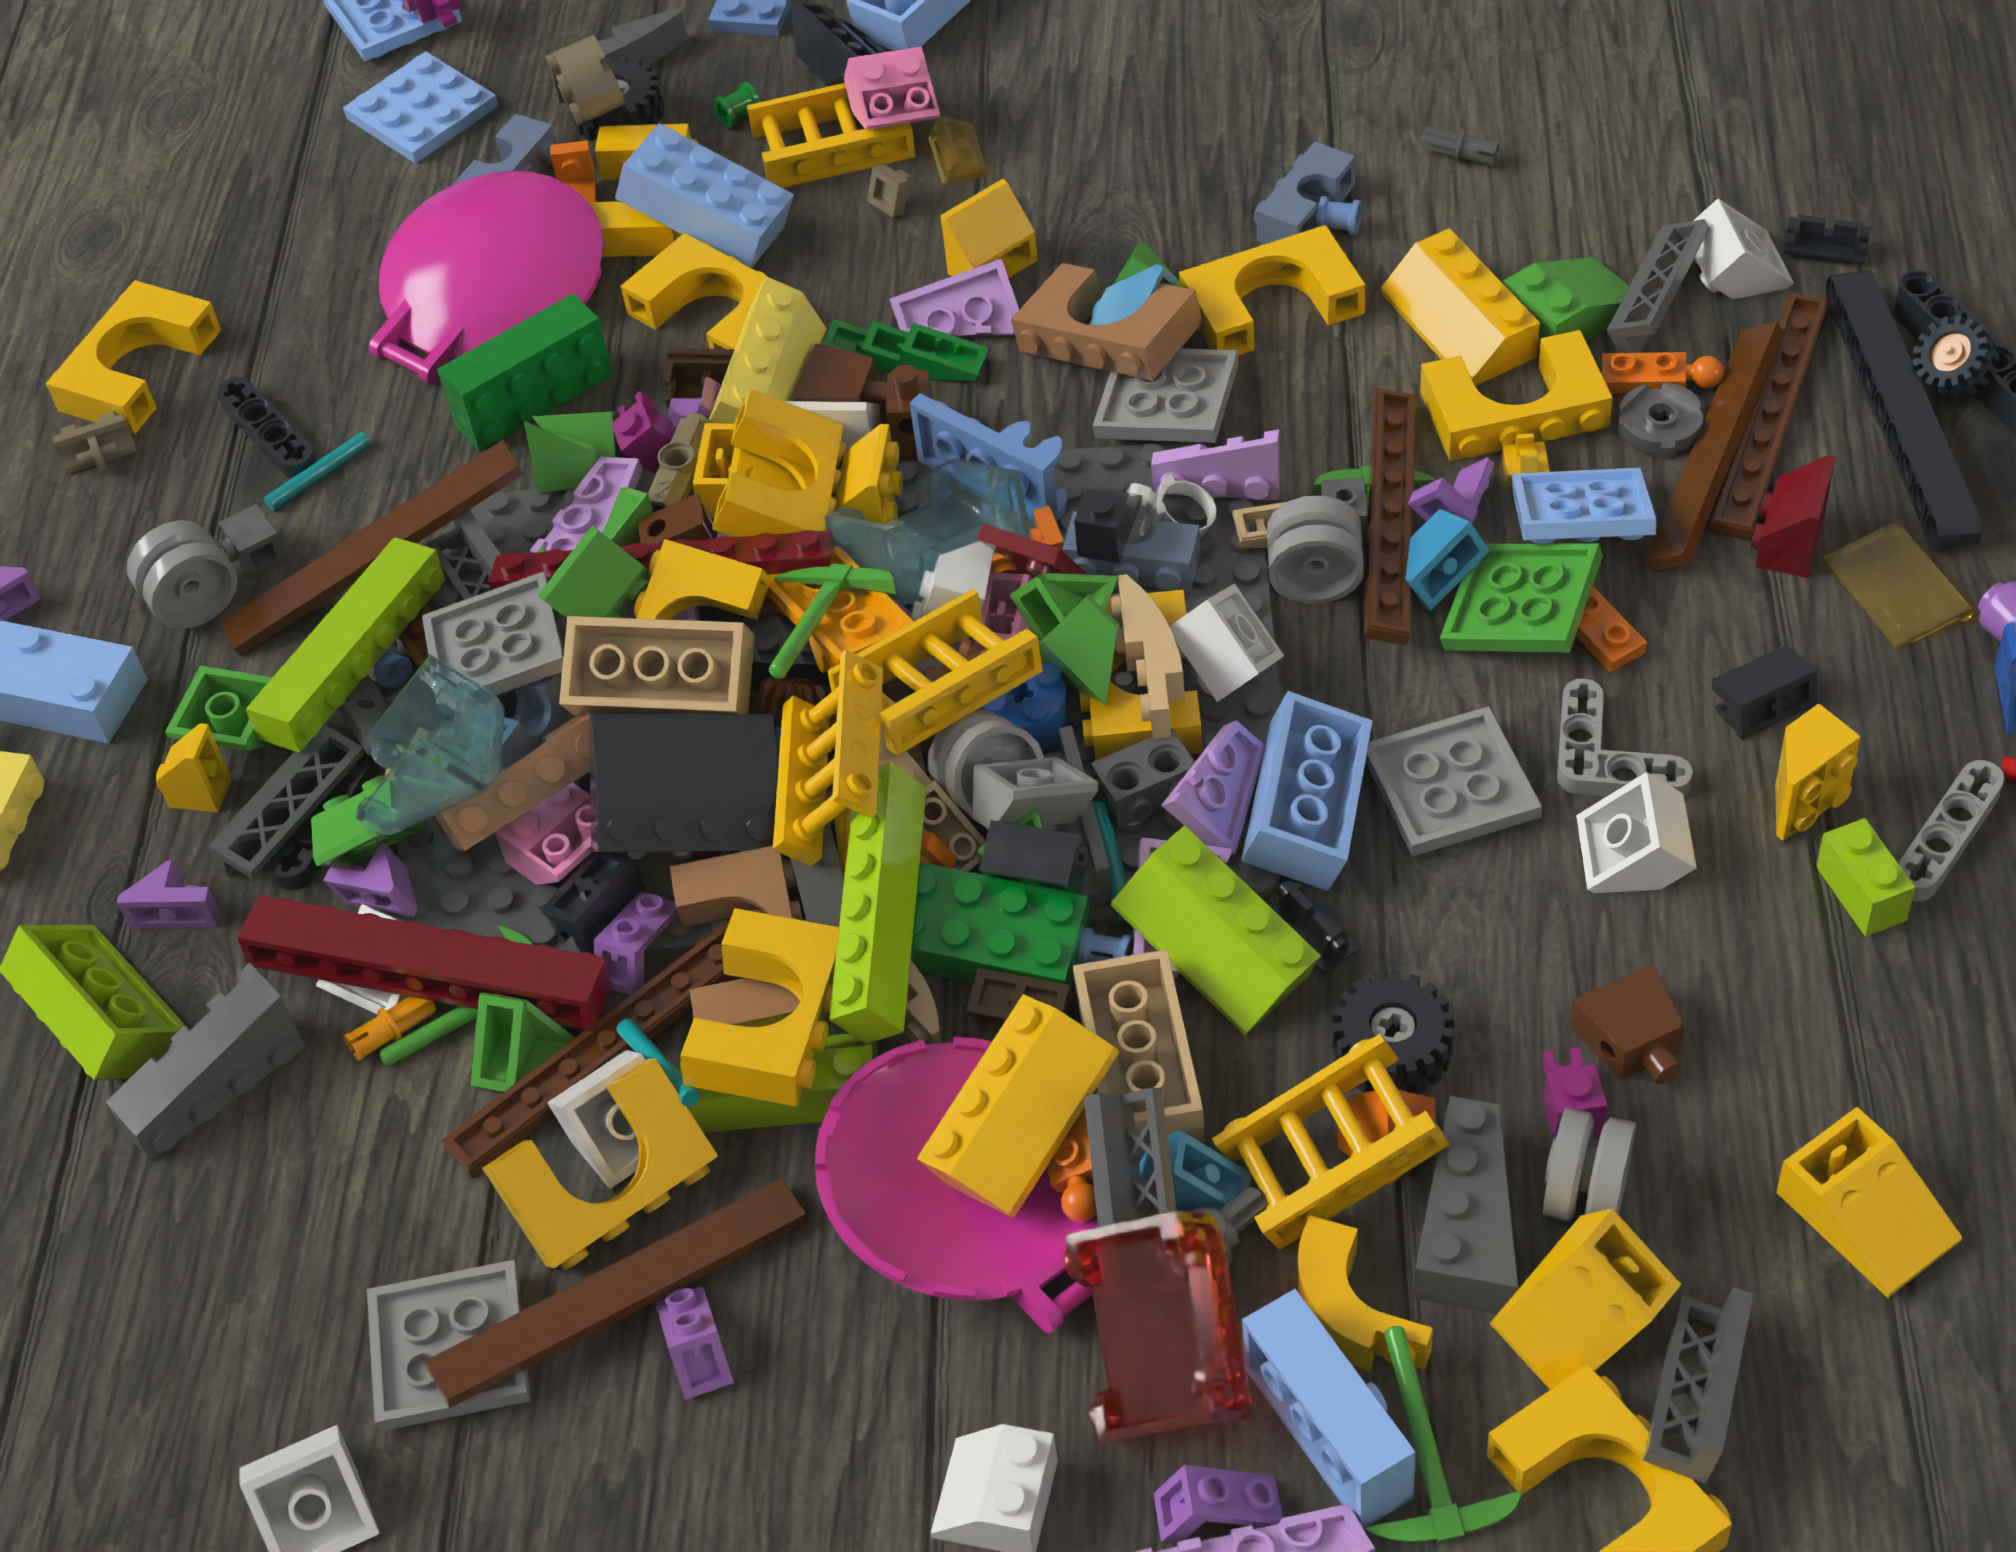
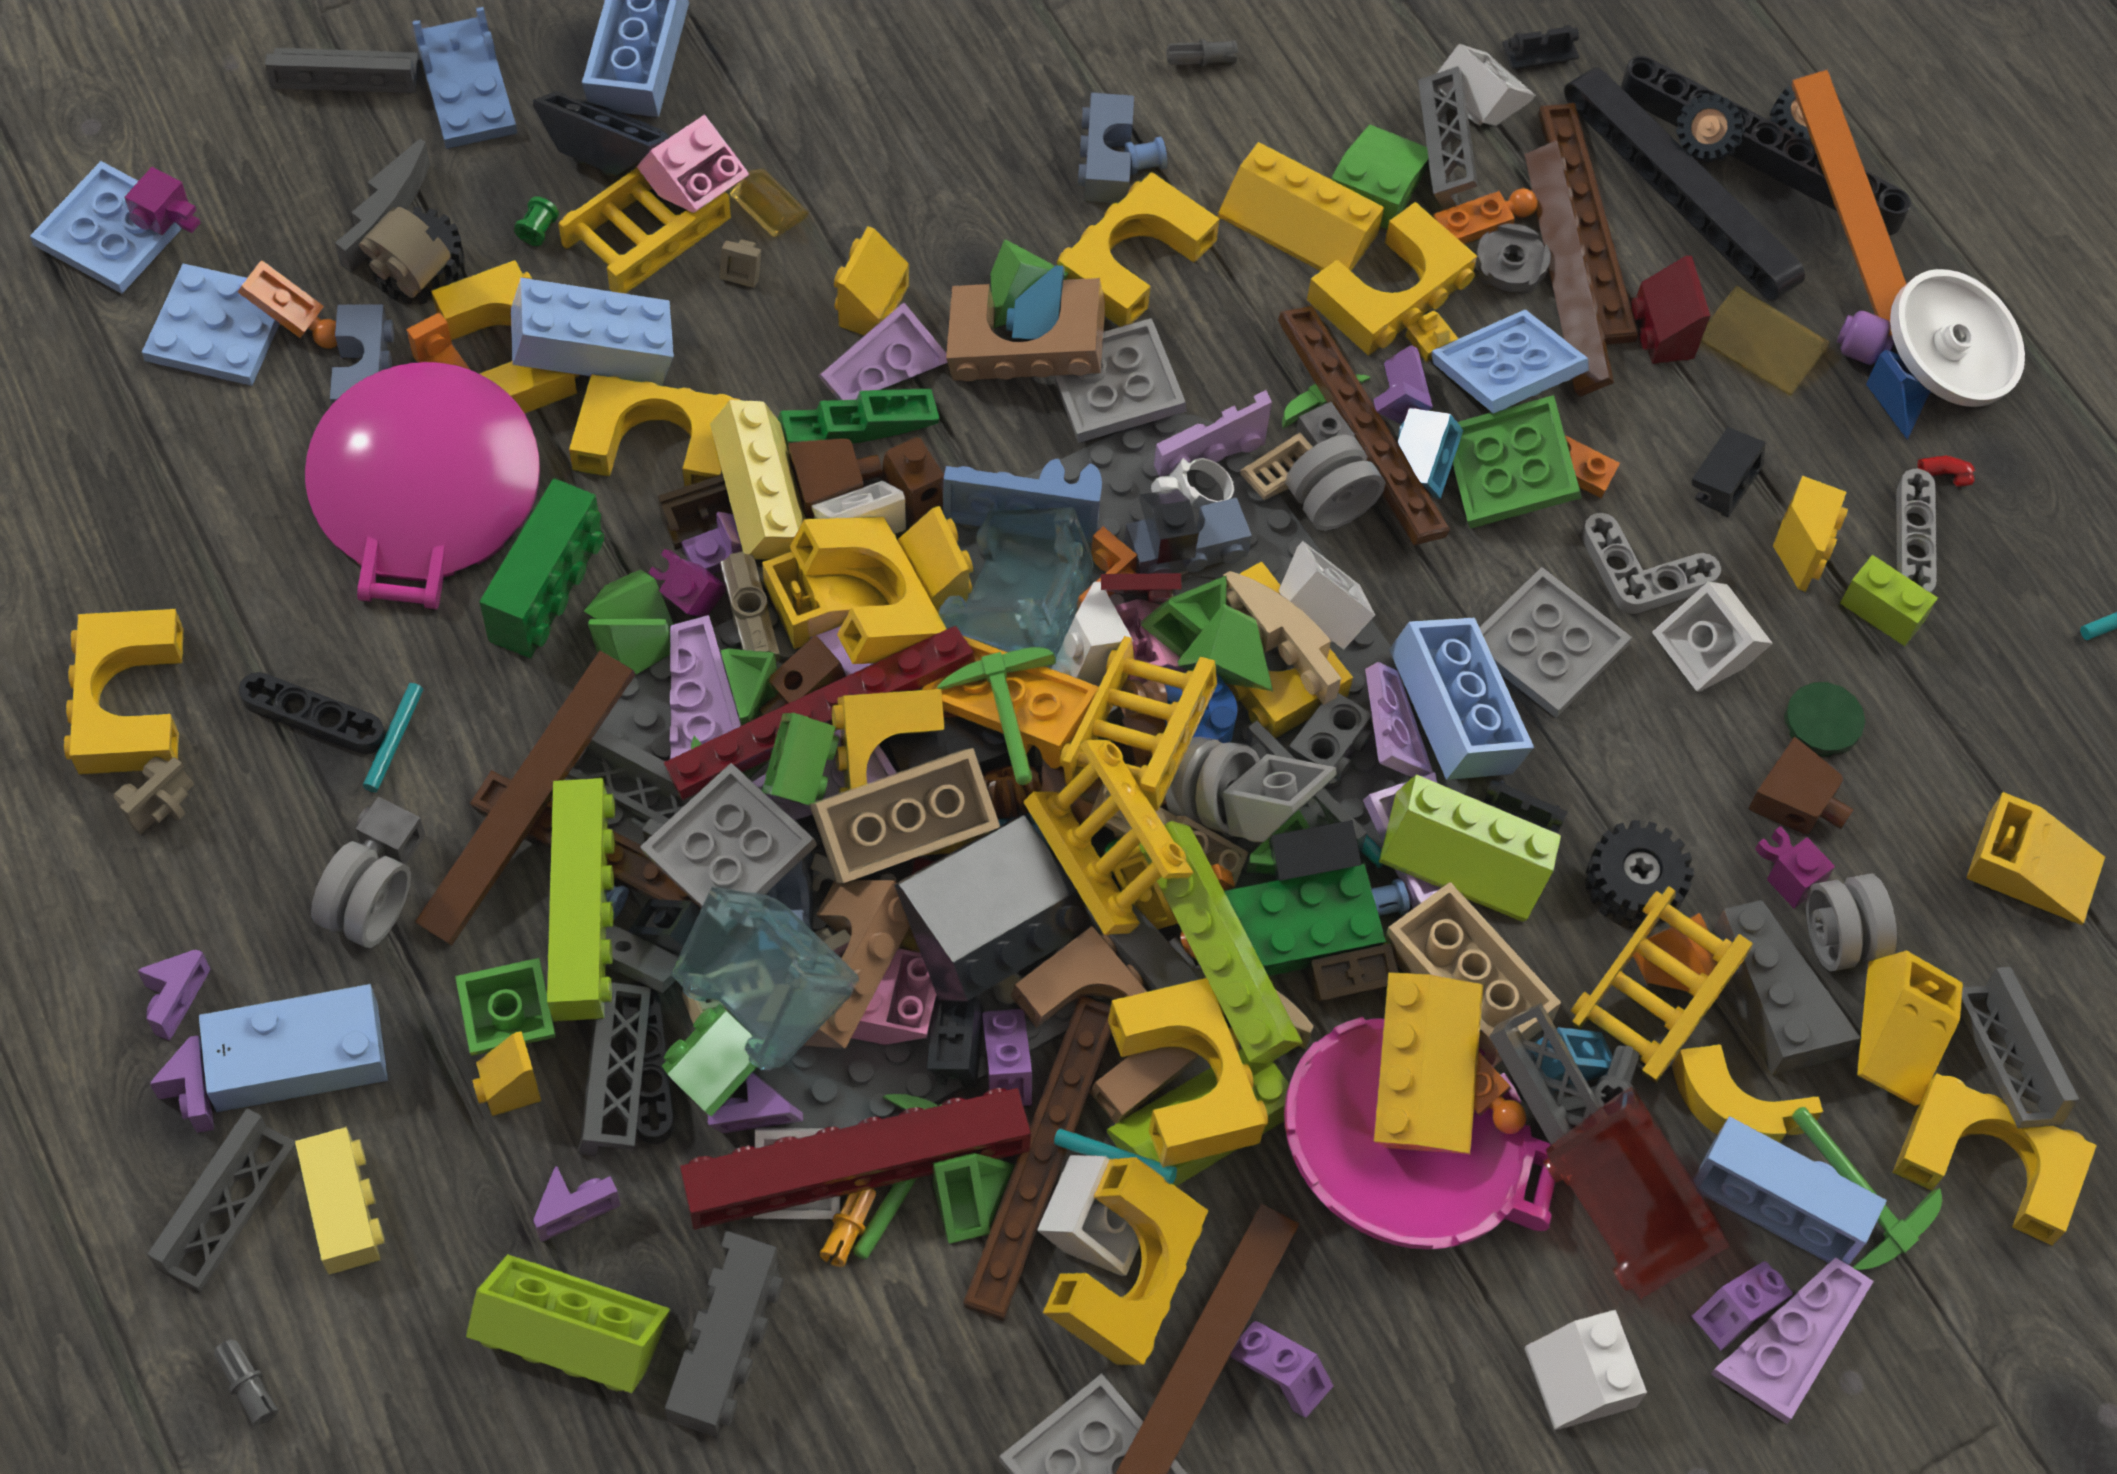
camera: 40 degrees left, 10 degrees up
(475, 99) = (288, 304): none -> orange plate
(1715, 969) = (1825, 718): none -> dark green tile

